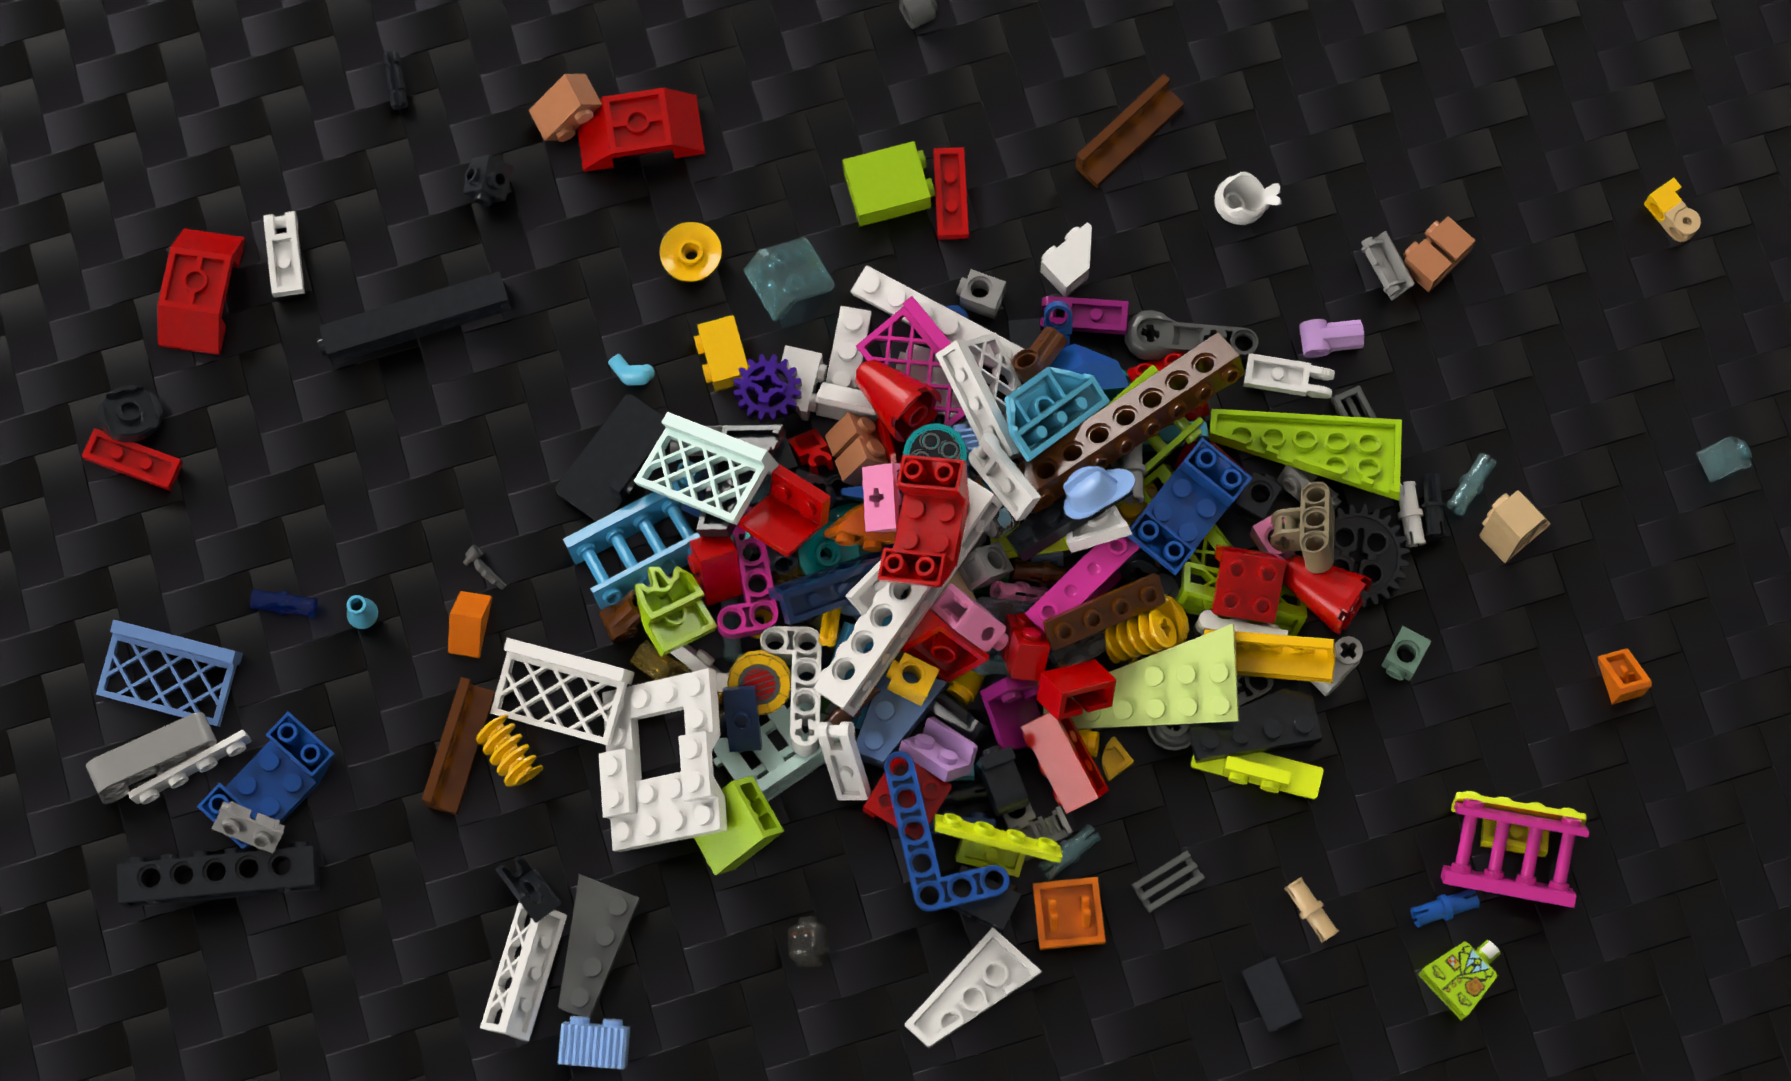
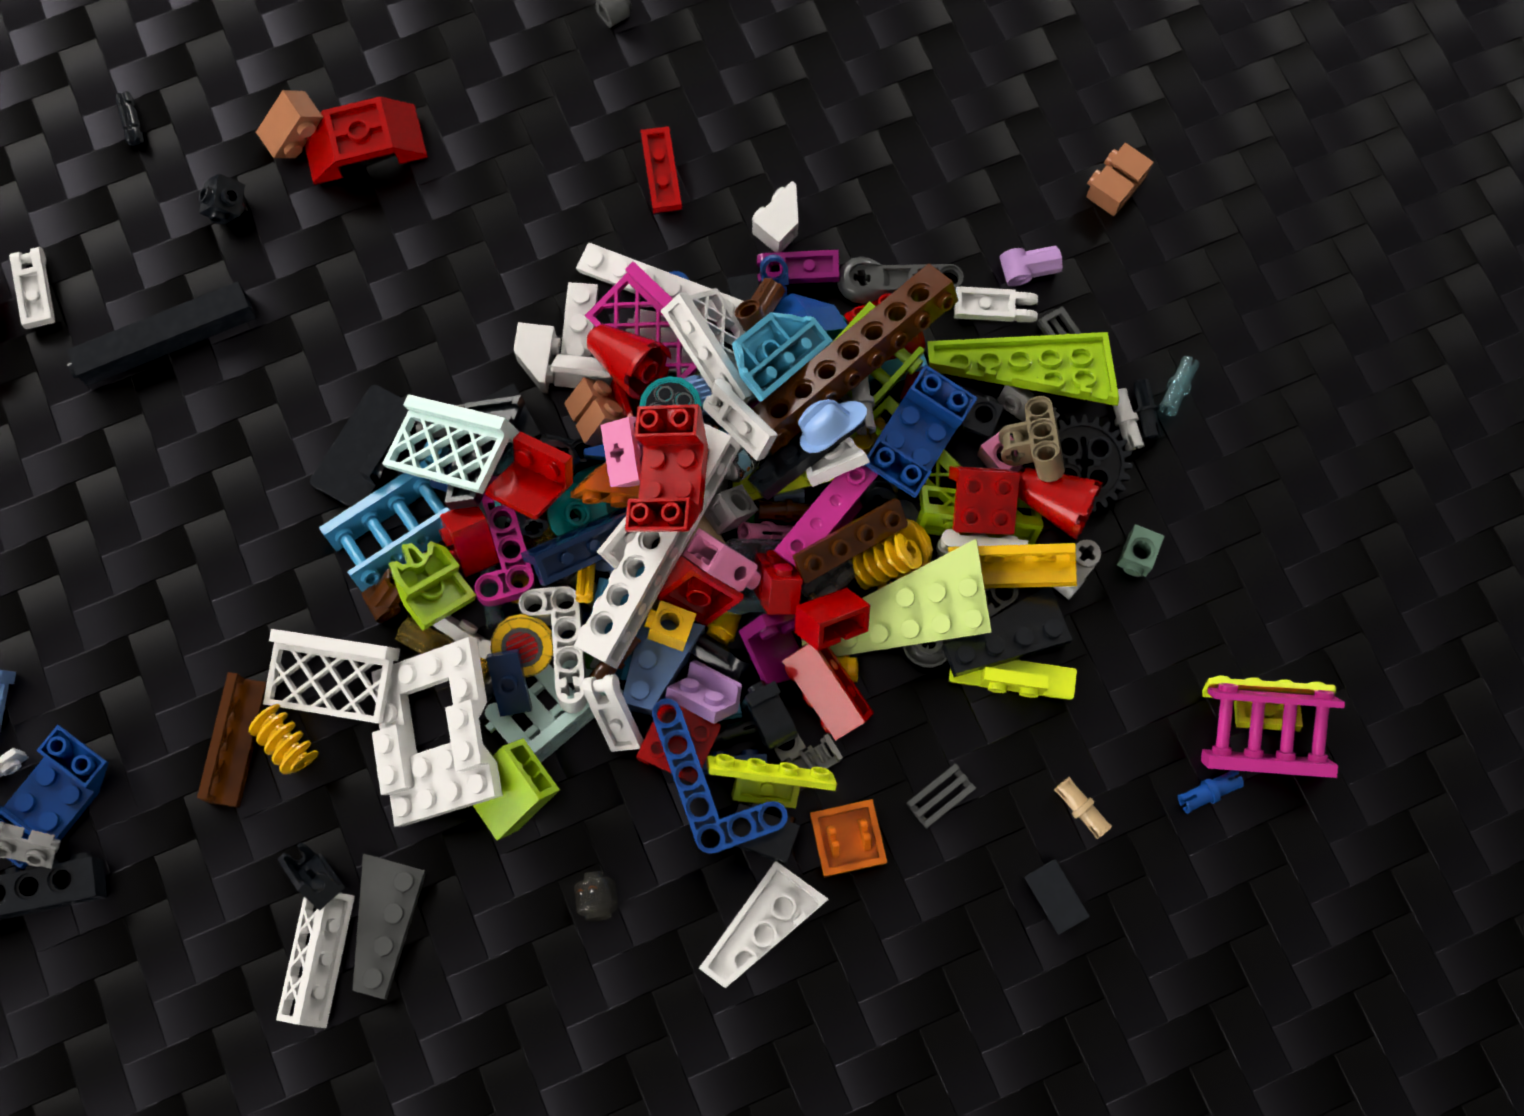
camera: 10 degrees left, 0 degrees up
(283, 603) = (52, 618): clear blue pin -> none
(365, 616) = (127, 618): medium azure cone -> none
(468, 624) = (235, 619): orange slope -> none
(474, 554) = (236, 552): dark grey piece -> none
(594, 1043) = (391, 1024): light blue brick -> none
(631, 373) = (374, 365): medium azure arm -> none
(690, 238) = (418, 235): yellow dish -> none
(722, 350) = (460, 336): yellow piece -> none
(756, 384) = (495, 354): dark purple gear -> none
(787, 275) = (513, 258): clear light blue bracket -> none
(812, 450) = (552, 418): red plate -> none
(888, 183) = (601, 165): lime brick -> none
(985, 306) = (703, 268): light grey brick -> none
(1071, 851) = (843, 775): clear light blue pin -> none
(1115, 759) = (875, 682): yellow tile -> none
(1128, 132) = (819, 98): reddish brown fence -> none
(1243, 198) = (934, 147): white hat -> none
(1387, 265) = (1074, 194): light grey hinge -> none
(1462, 976) = (1237, 857): lime torso -> none
(1512, 525) = (1226, 417): tan wedge -> none
(1623, 676) = (1348, 550): orange slope -> none
(1672, 212) = (1328, 121): leg -> none
(1724, 457) = (1409, 337): clear light blue bracket -> none

